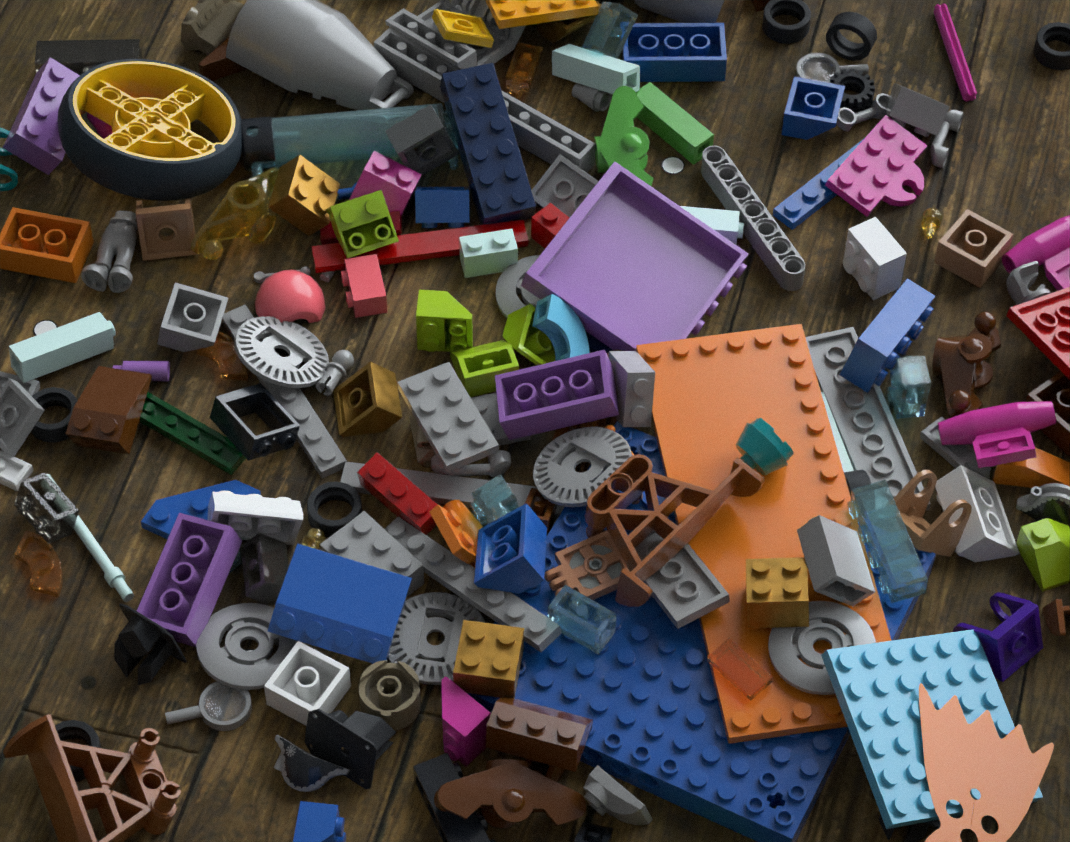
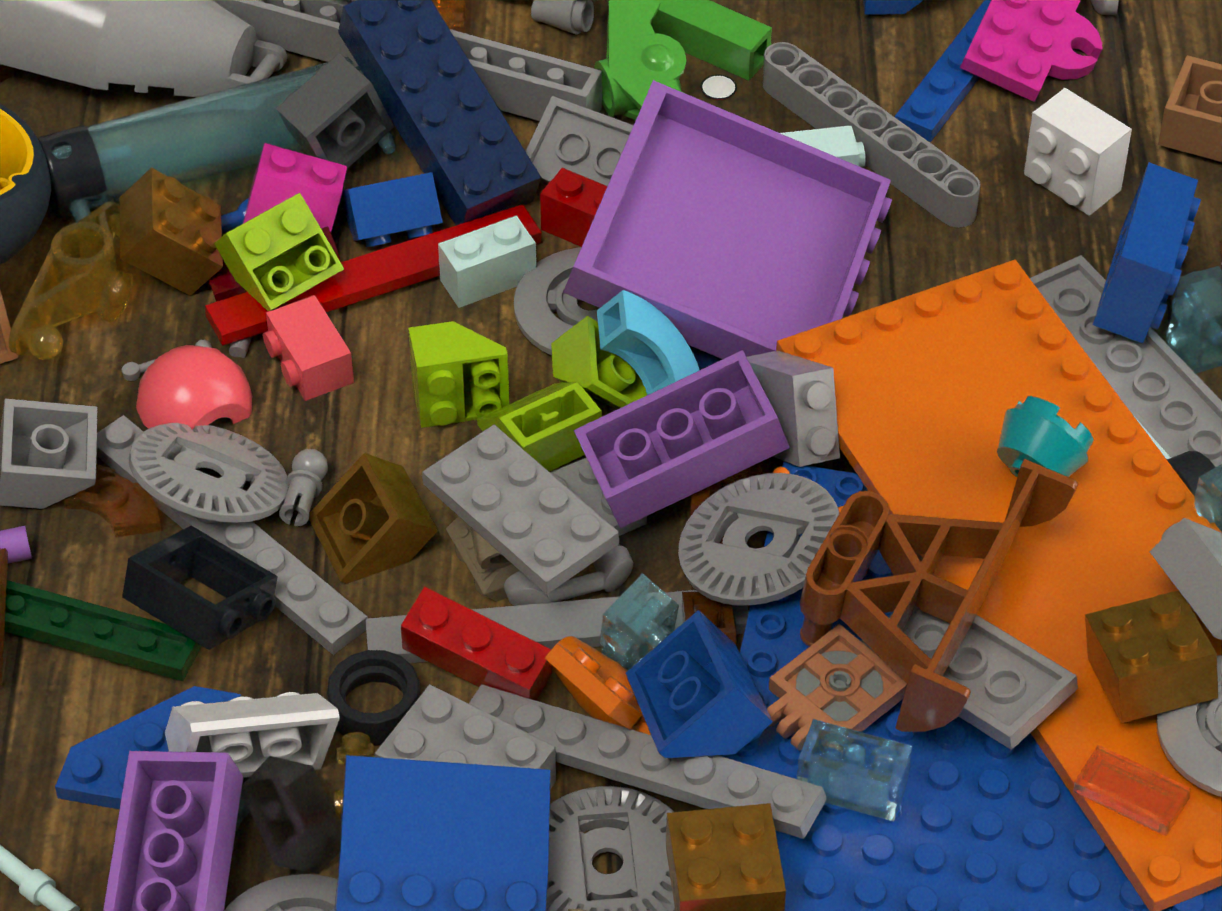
camera: 15 degrees left, 5 degrees down
(931, 221) = (1130, 89): clear yellow bar -> none

